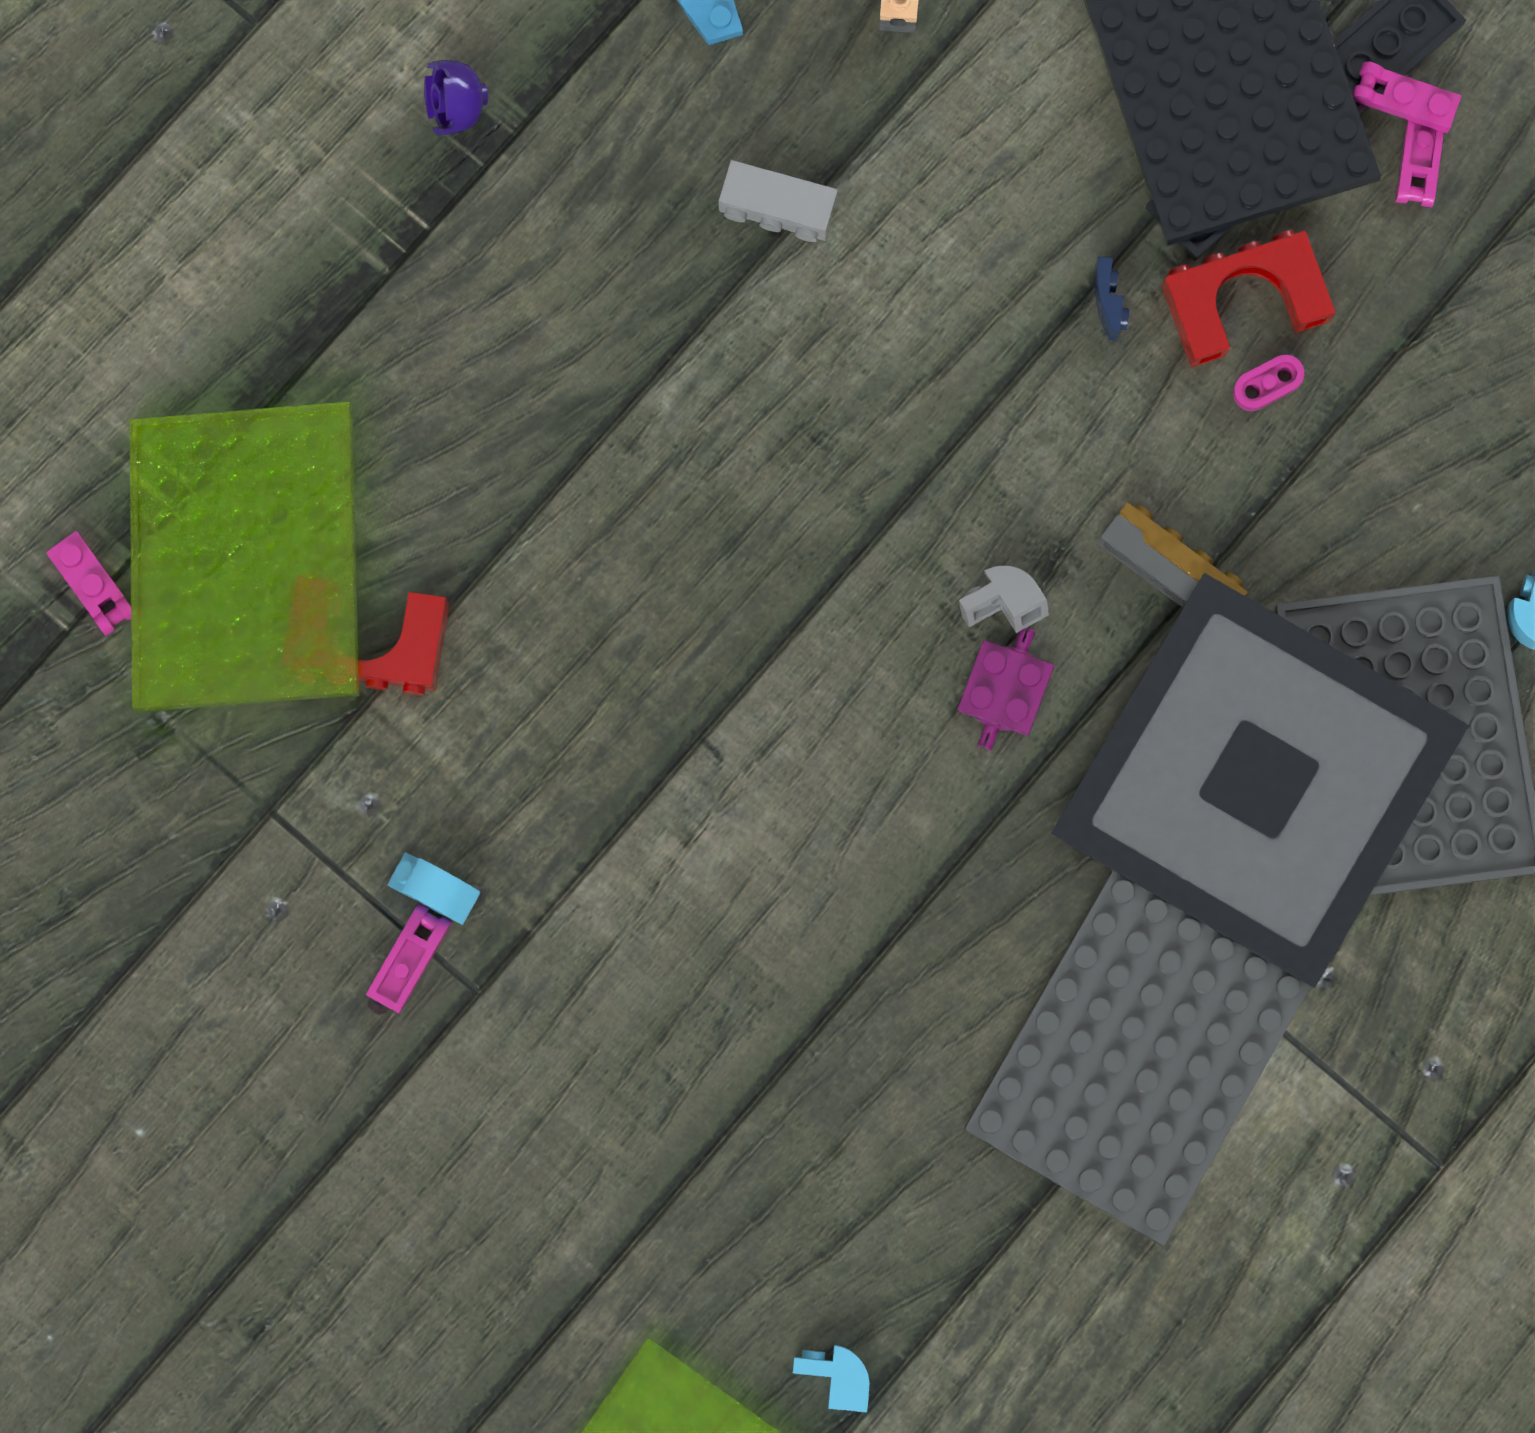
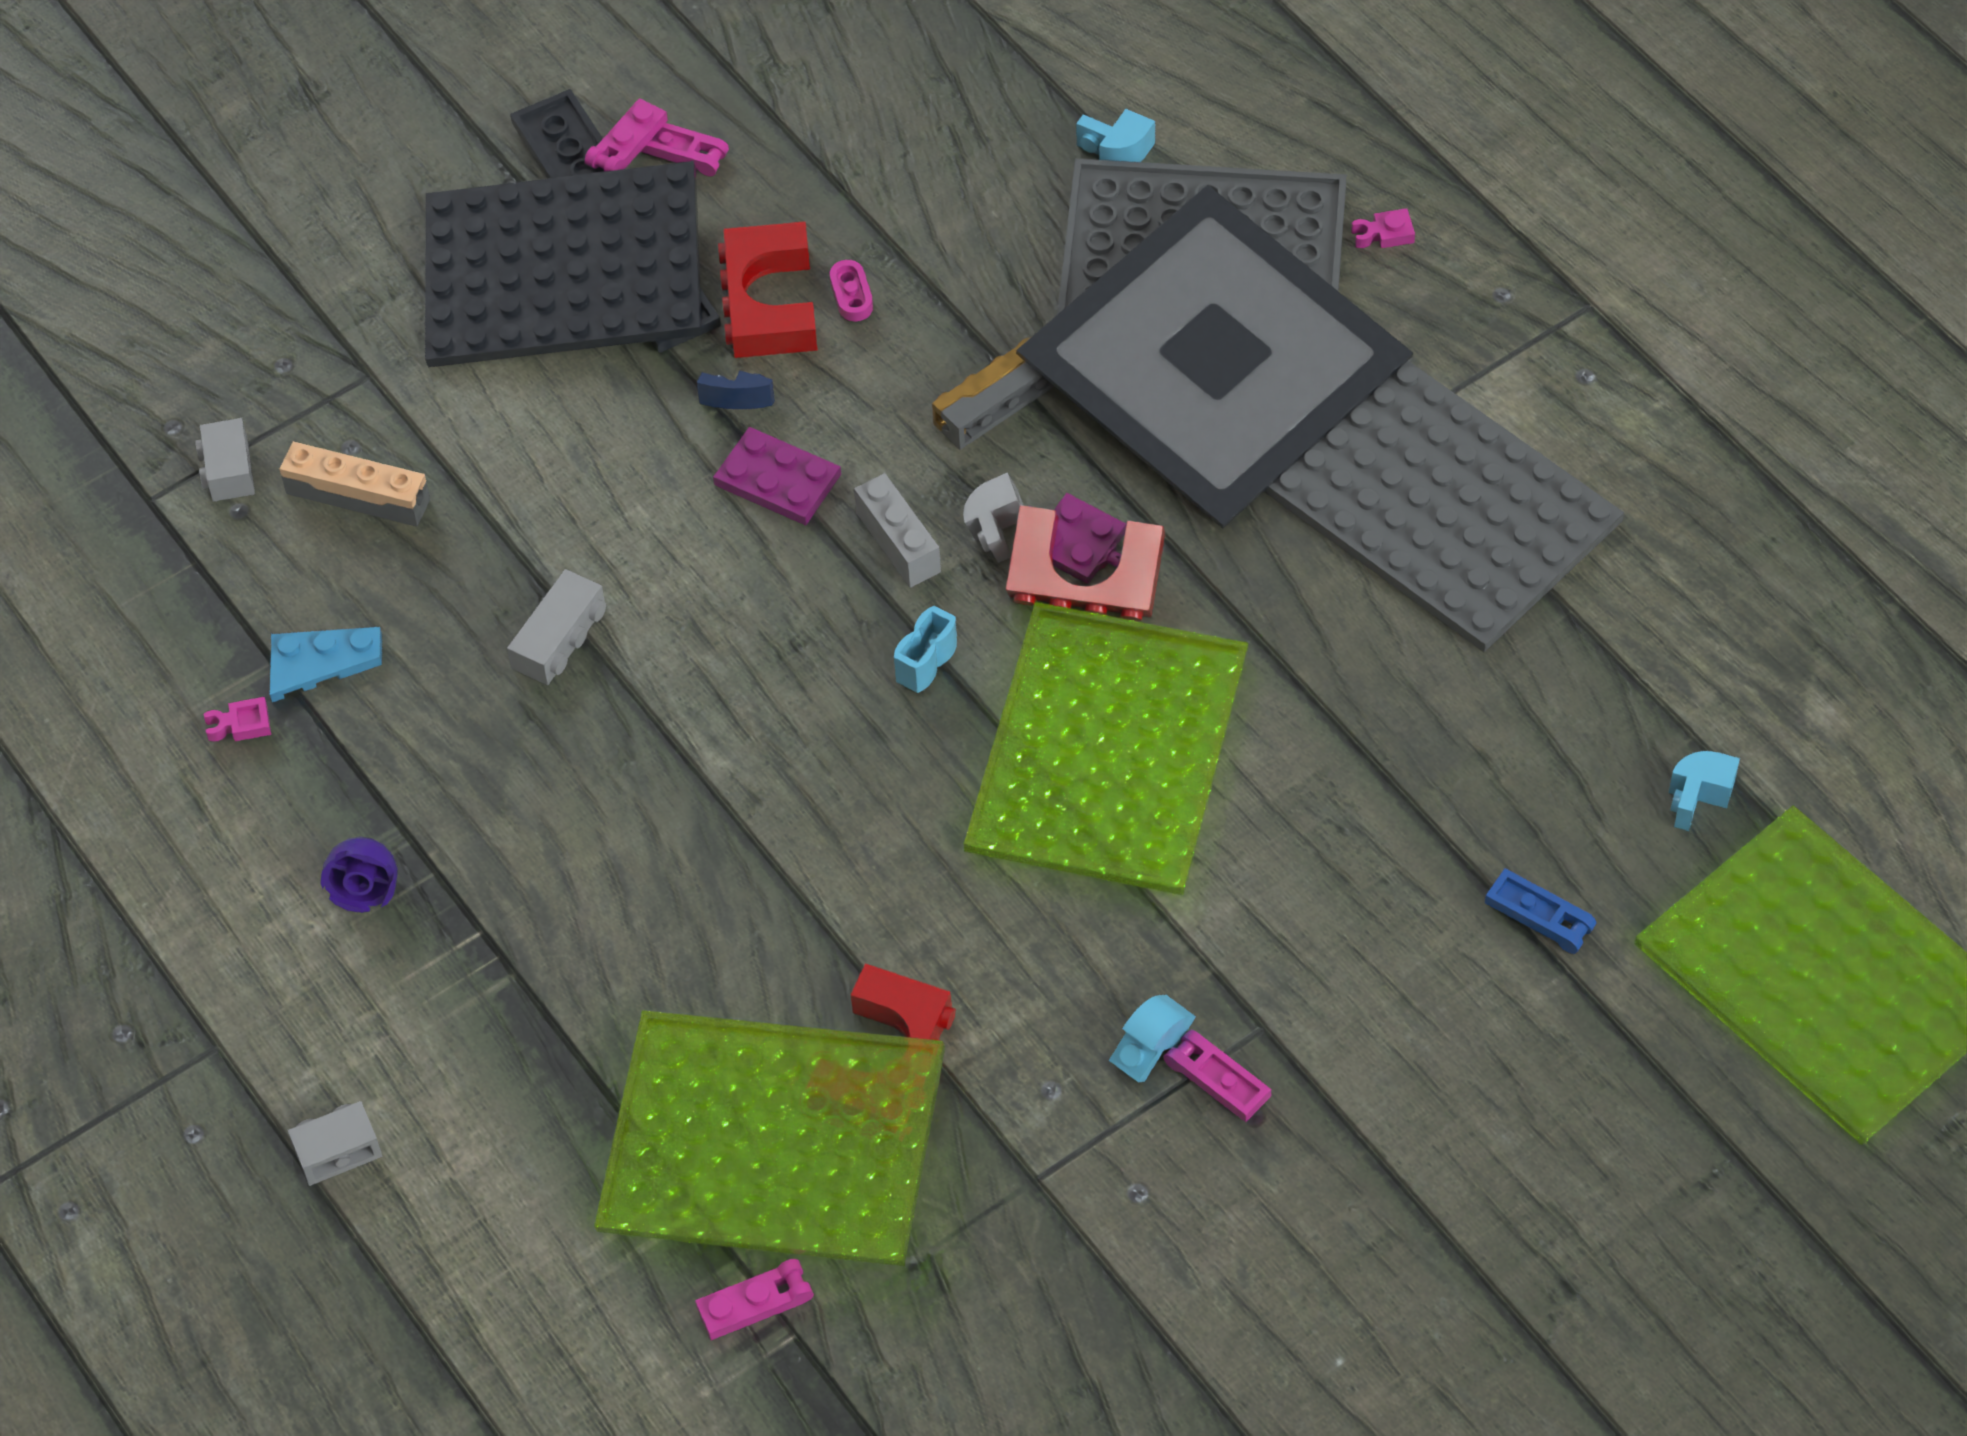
camera: 75 degrees left, 25 degrees down
(167, 160) = (334, 1142): none -> light grey brick
(658, 1237) = (1540, 910): none -> blue plate
(758, 774) = (1107, 748): none -> clear neon green plate
(815, 565) = (925, 649): none -> medium azure brick
(937, 659) = (1126, 591): none -> arch
(968, 504) = (897, 530): none -> light grey brick
(1017, 367) = (777, 475): none -> magenta plate
(1492, 932) = (1388, 228): none -> dark pink plate

